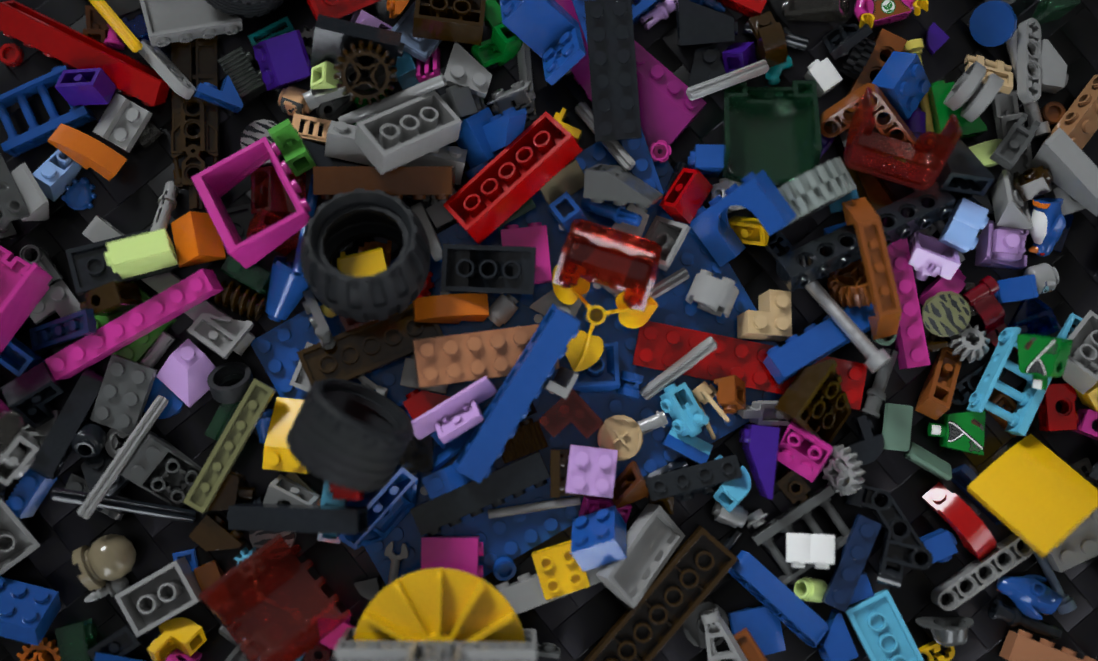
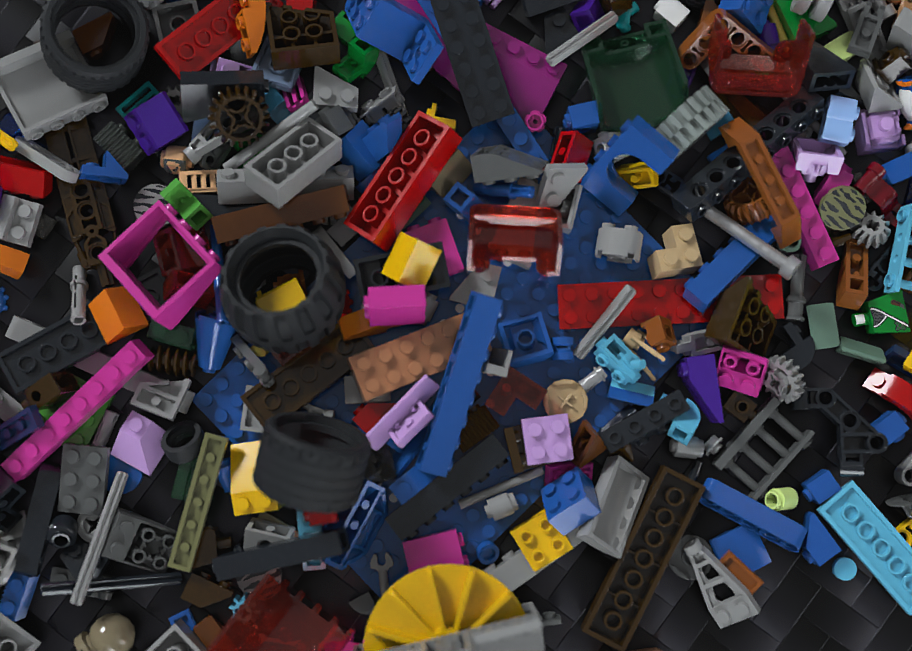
camera: 15 degrees left, 0 degrees up
(141, 254) = (69, 341): yellowish green brick -> none
(323, 76) = (199, 129): yellowish green slope -> none
(473, 299) = (395, 305): none -> dark pink brick
(500, 260) = (411, 261): none -> yellow slope
(529, 526) = (501, 506): none -> light grey brick
(587, 348) = (514, 324): yellow plant -> none
(613, 147) = (490, 128): light grey axle -> none
(667, 217) = (558, 182): none -> light grey wing
(669, 283) = (574, 244): light grey axle -> none
(810, 549) = (770, 461): white brick -> none
(851, 562) = (812, 463): dark blue plate -> none

